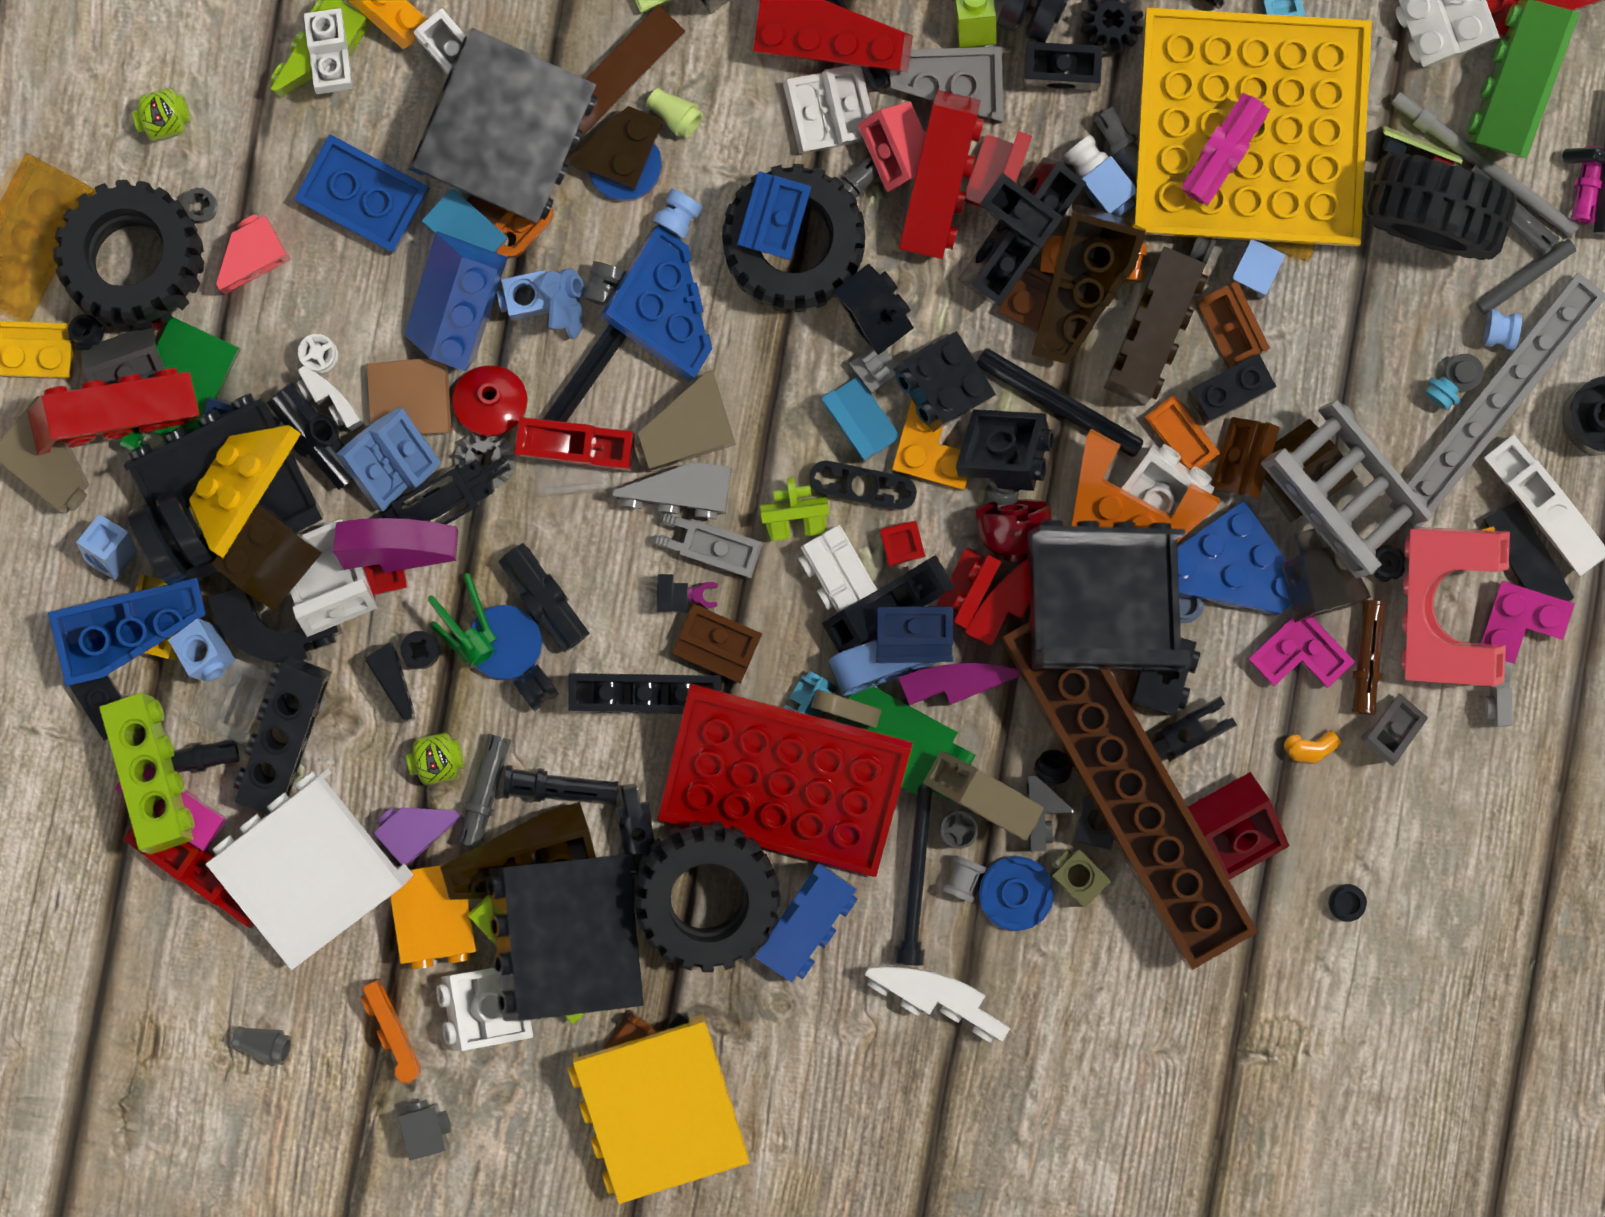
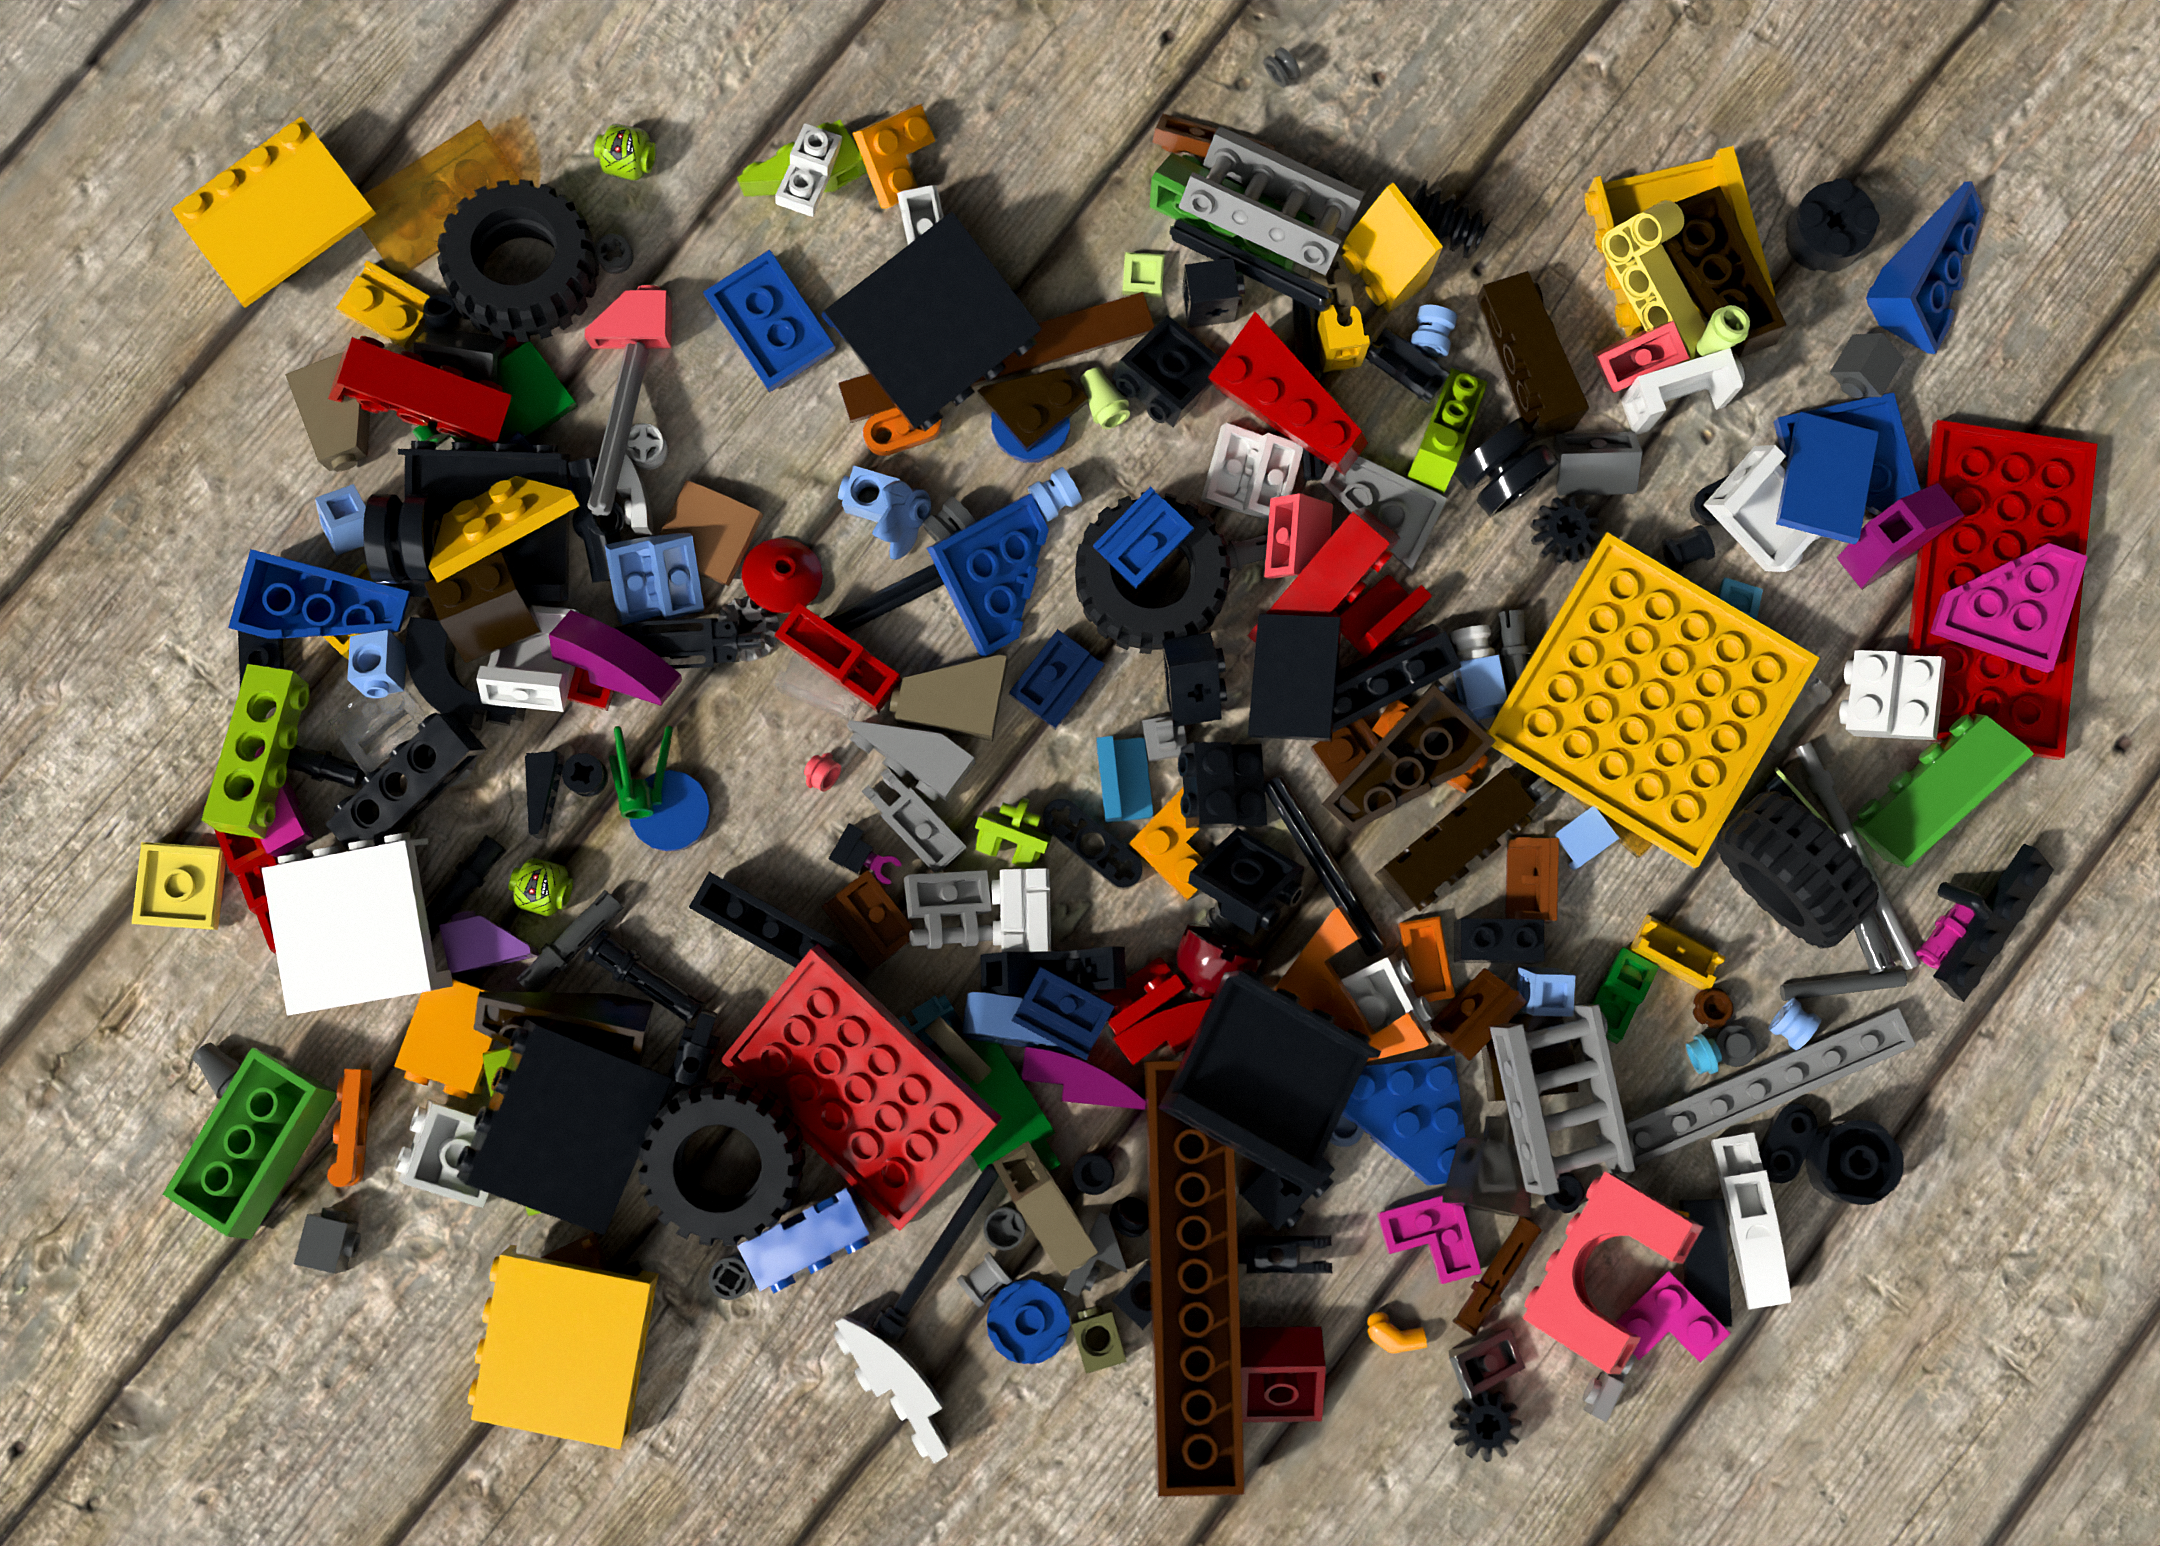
camera: 25 degrees right, 5 degrees down
(140, 915) = (179, 886): none -> light yellow plate
(290, 351) = (618, 429): none -> light grey axle
(319, 1087) = (250, 1145): none -> bright green slope
(371, 785) = (463, 883): none -> black pin
(454, 300) = (799, 463): blue slope -> none
(461, 220) = (845, 403): dark azure panel -> none
(536, 687) = (673, 870): black wheel -> none
(543, 597) = (729, 788): black piece -> none
(611, 544) = (822, 772): none -> coral plate
(715, 61) = (1166, 371): none -> black plate
(761, 366) = (1056, 679): none -> dark blue plate
(767, 985) = (736, 1275): none -> dark grey wheel
(769, 589) = (948, 895): none -> light grey plate
(902, 543) = (1100, 919): red plate -> none
(957, 263) = (1295, 677): none -> black tile
(1005, 749) = (1093, 1174): none -> black tile
(1020, 211) = (1383, 657): black slope -> none
(1062, 66) = (1496, 546): black brick -> none
(1225, 149) = (1613, 704): dark pink piece -> none
(1291, 409) = (1546, 991): none -> light blue brick
(1347, 902) = (1349, 1510): black plate -> none
(1352, 376) = (1623, 991): none -> green slope
(1379, 322) = (1676, 953): none -> yellow hinge
(1431, 782) = (1495, 1434): none -> black gear
(1440, 348) = (1723, 1005): none -> reddish brown plate
(1542, 428) = (1783, 1141): none -> black plate

